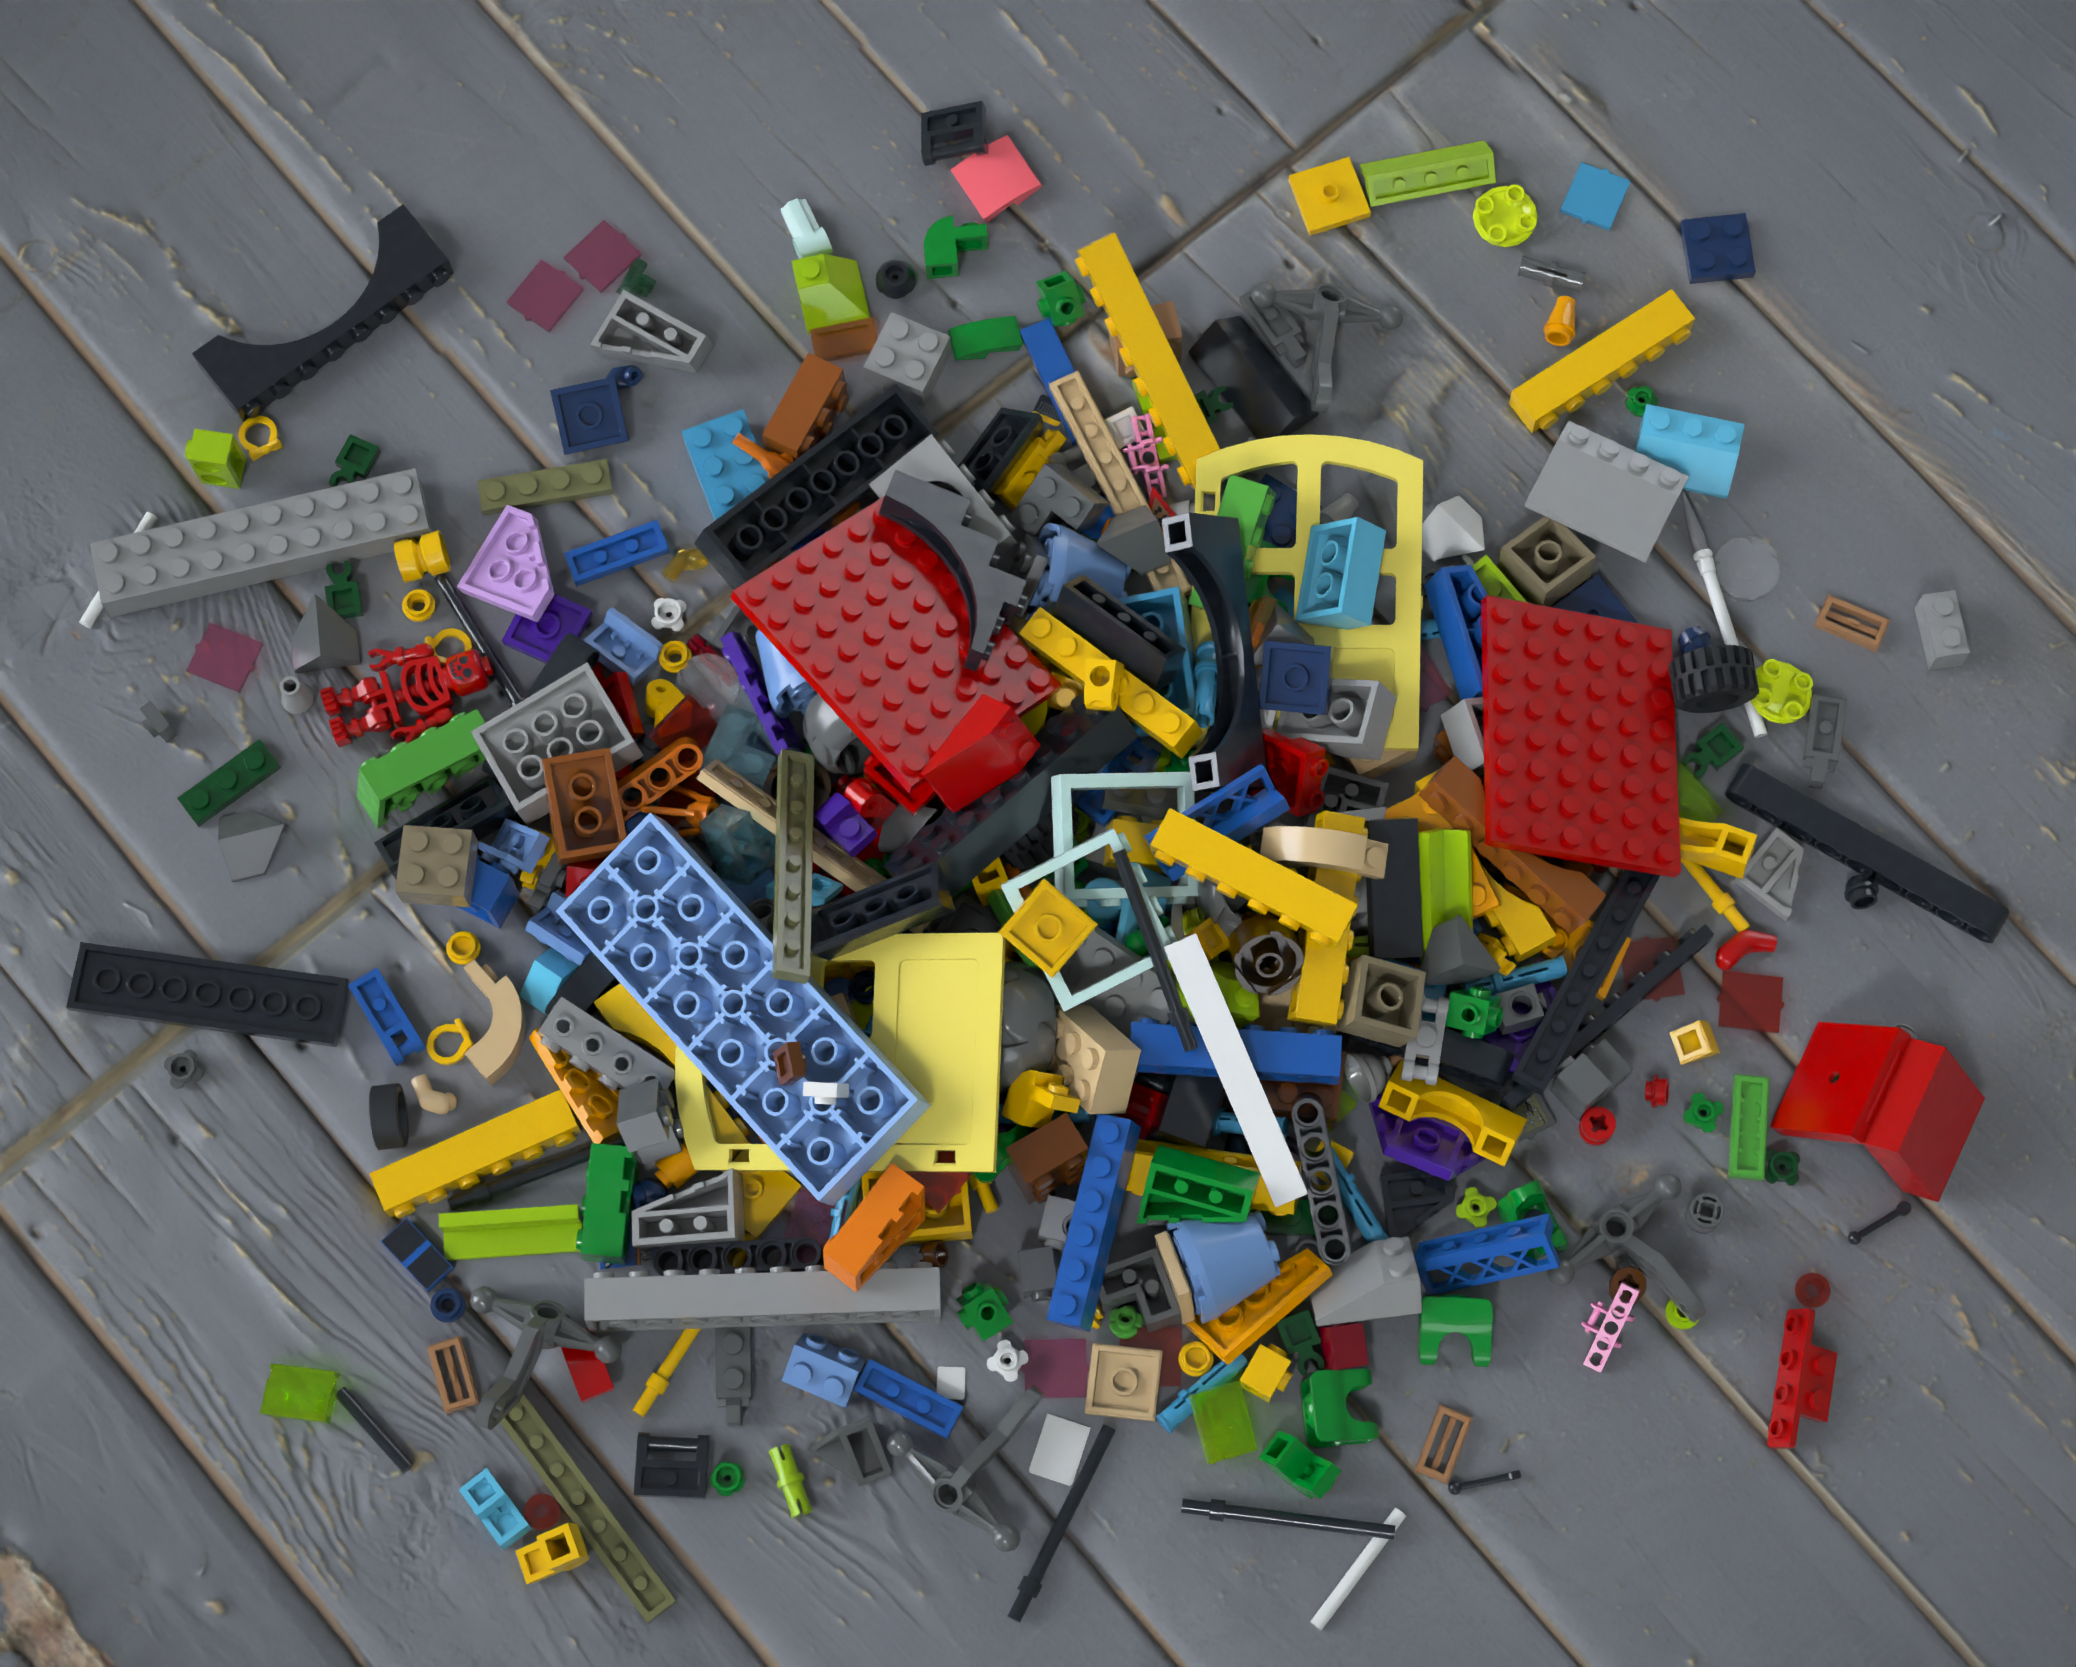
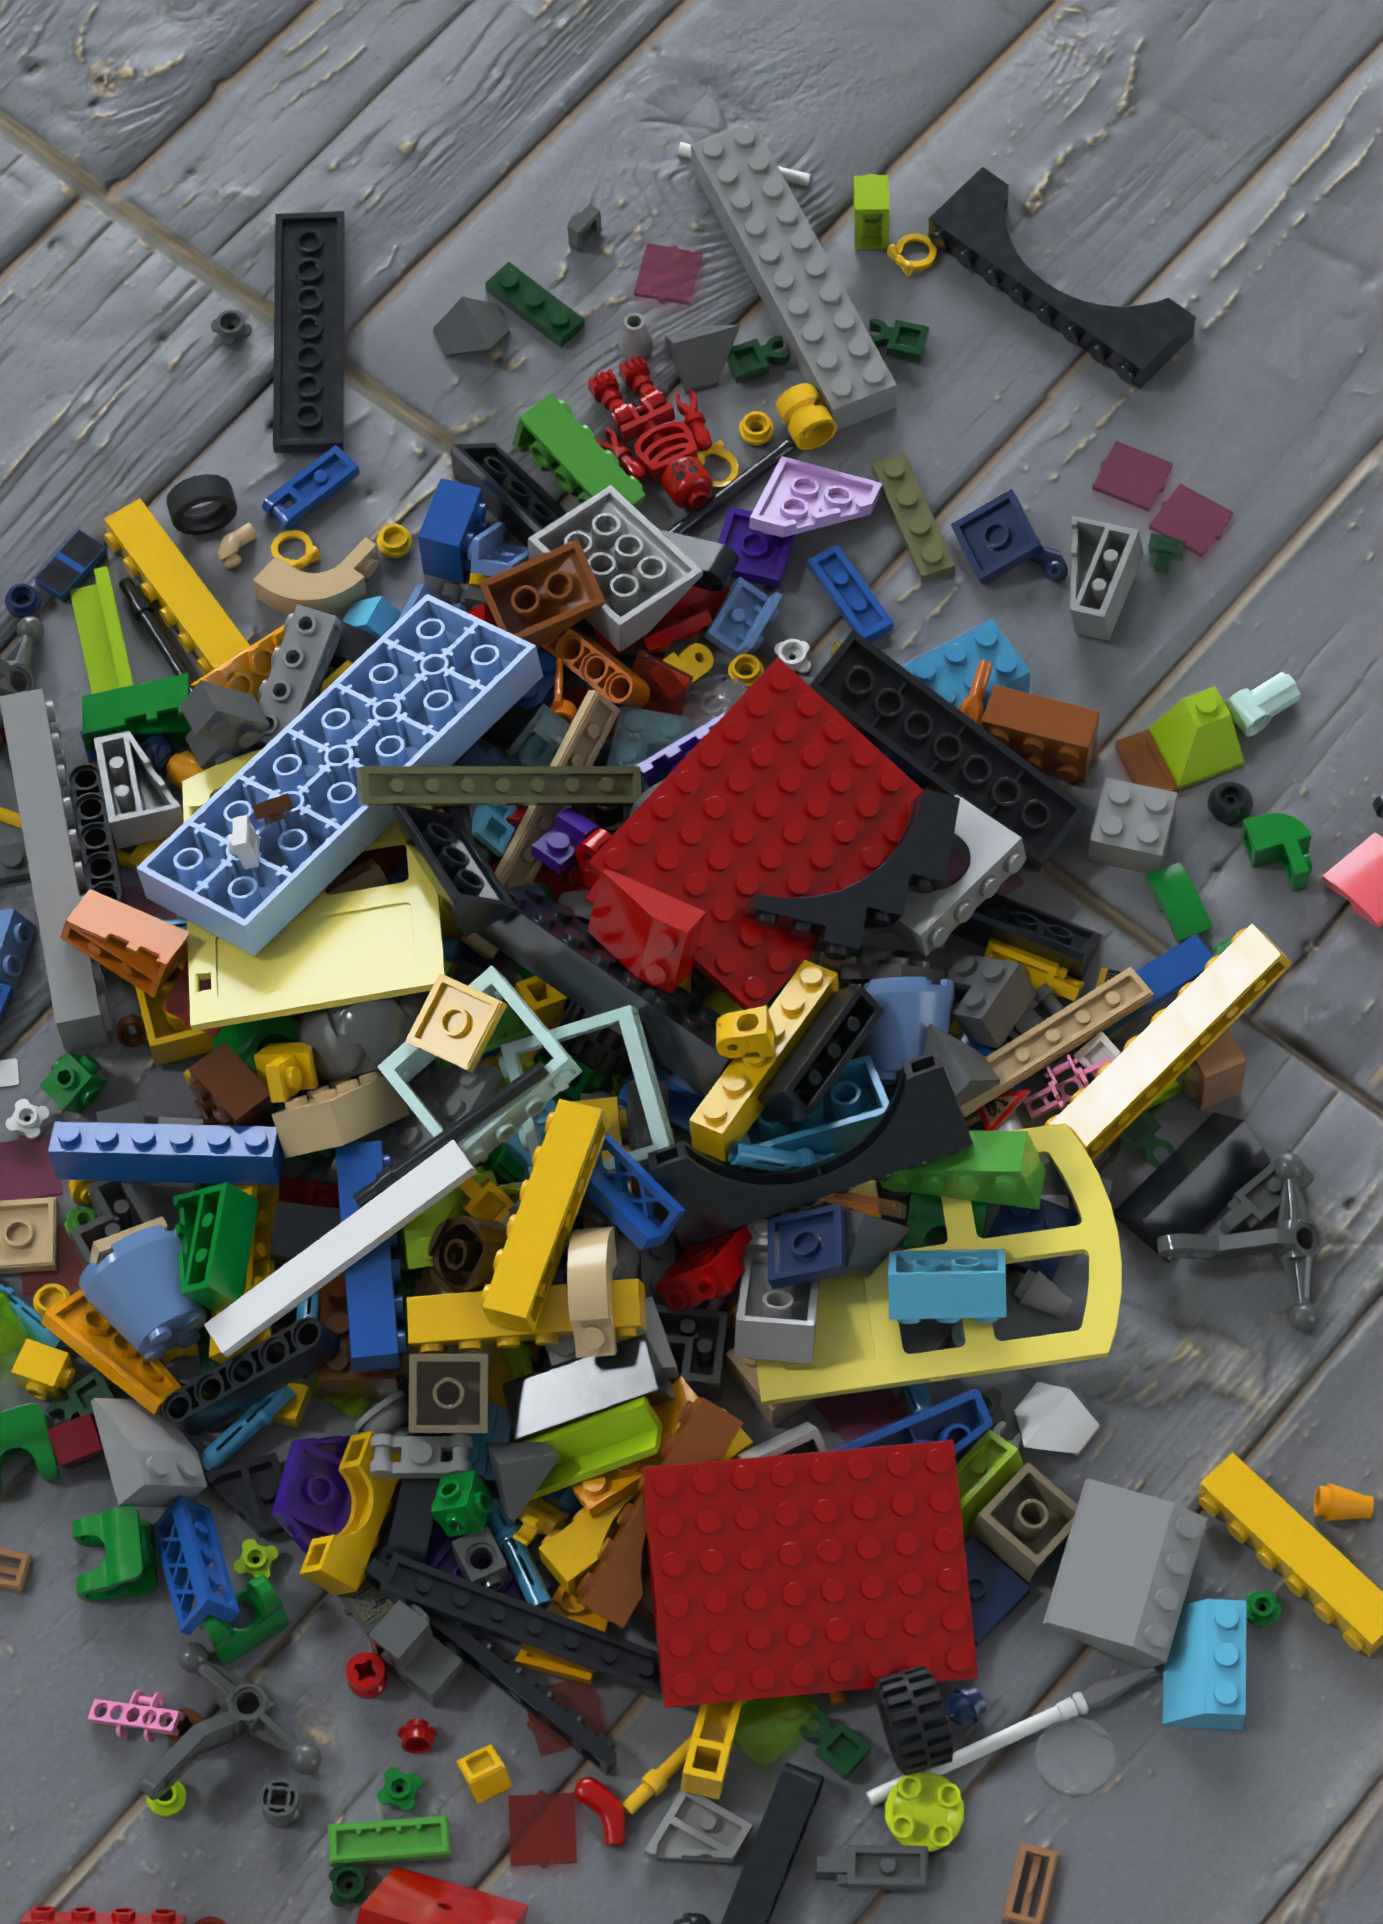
camera: 80 degrees right, 10 degrees down
(436, 866) = (450, 473): dark tan brick -> none

